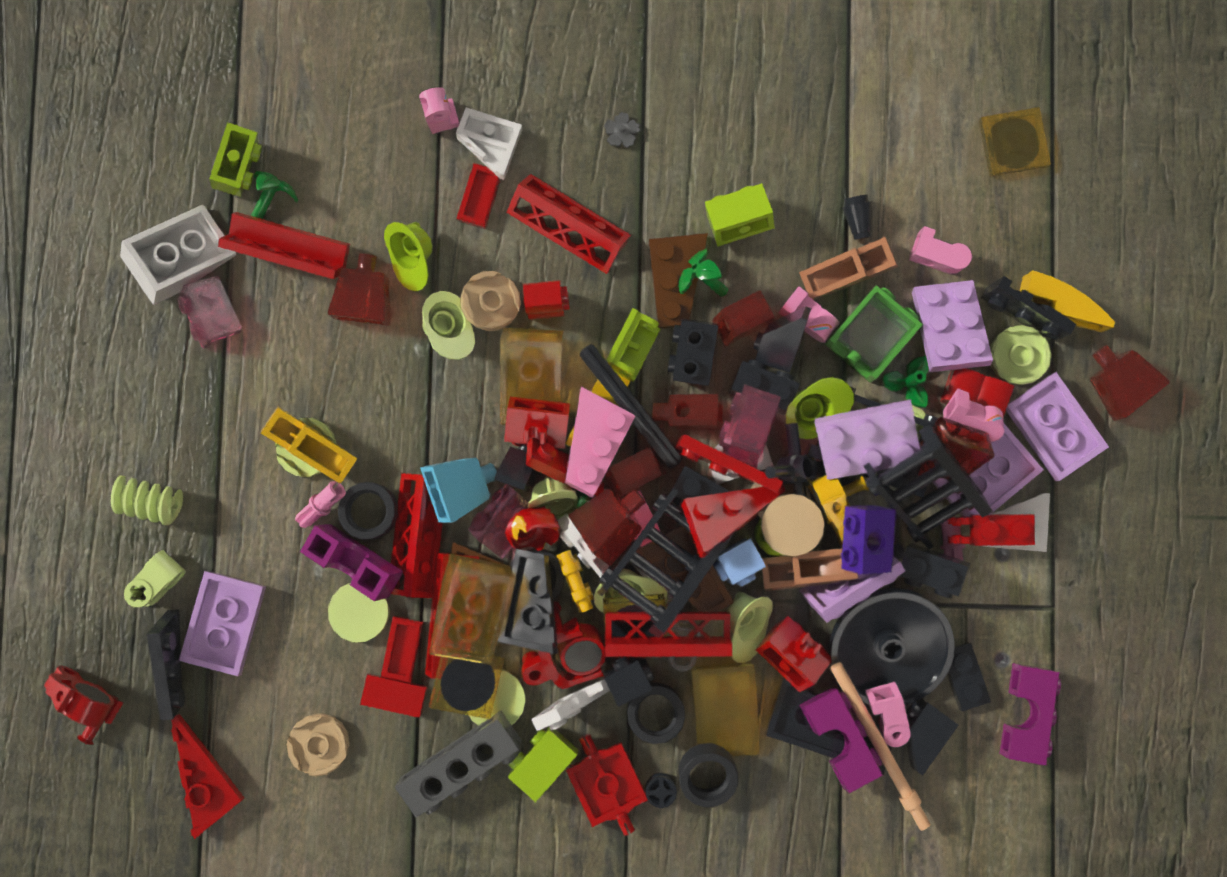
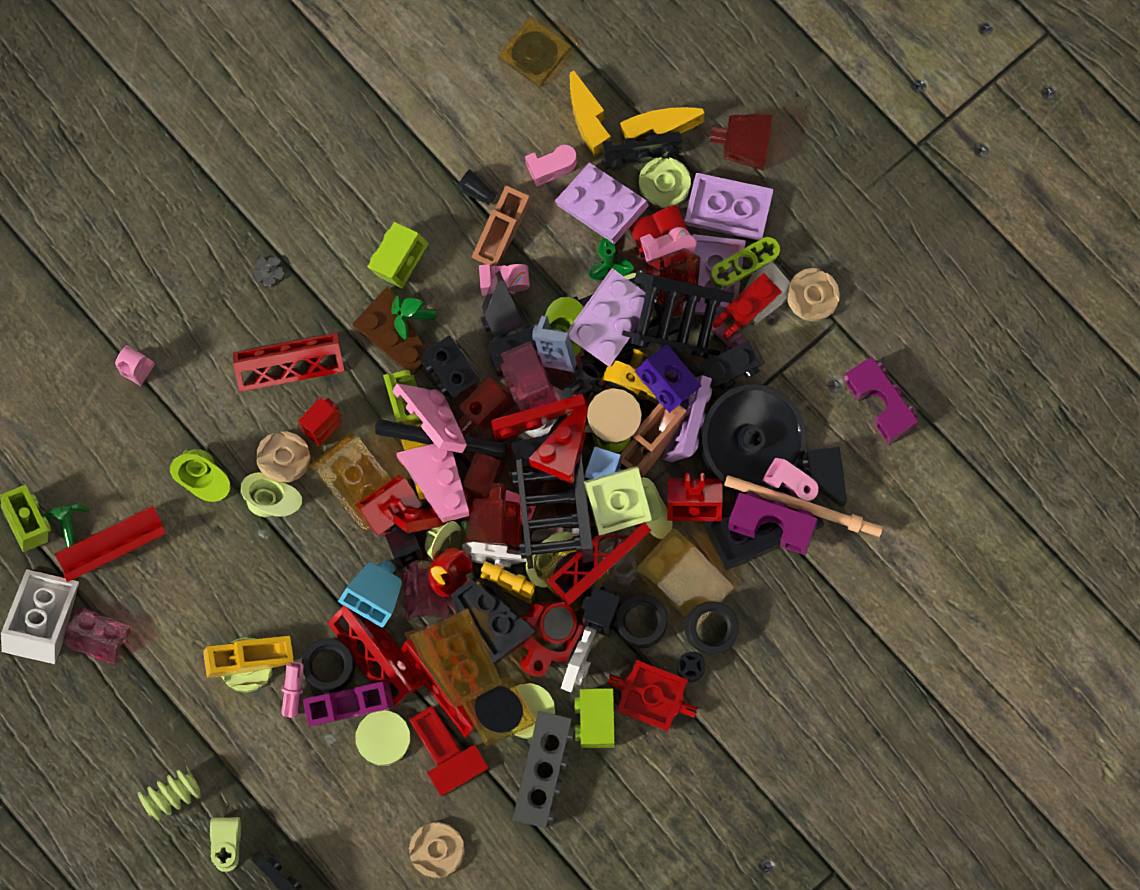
camera: 40 degrees left, 10 degrees down
(222, 623) = (297, 828): lavender plate -> none
(362, 294) = (192, 529): clear red torso -> none
(478, 197) = (211, 397): red tile -> none
(489, 139) = (184, 354): white wing -> none
(643, 385) = (435, 414): none -> bright pink wing
(726, 605) = (617, 500): none -> yellowish green plate
(743, 318) = (463, 316): clear red torso -> none
(796, 421) = (553, 346): none -> sand blue bracket
(874, 333) = (556, 252): window -> none
(967, 679) = (822, 416): black plate -> none
(1009, 238) = (587, 115): none -> yellow slope
(1034, 499) = (764, 260): none -> lime beam
(1057, 568) = (813, 294): none -> tan tile

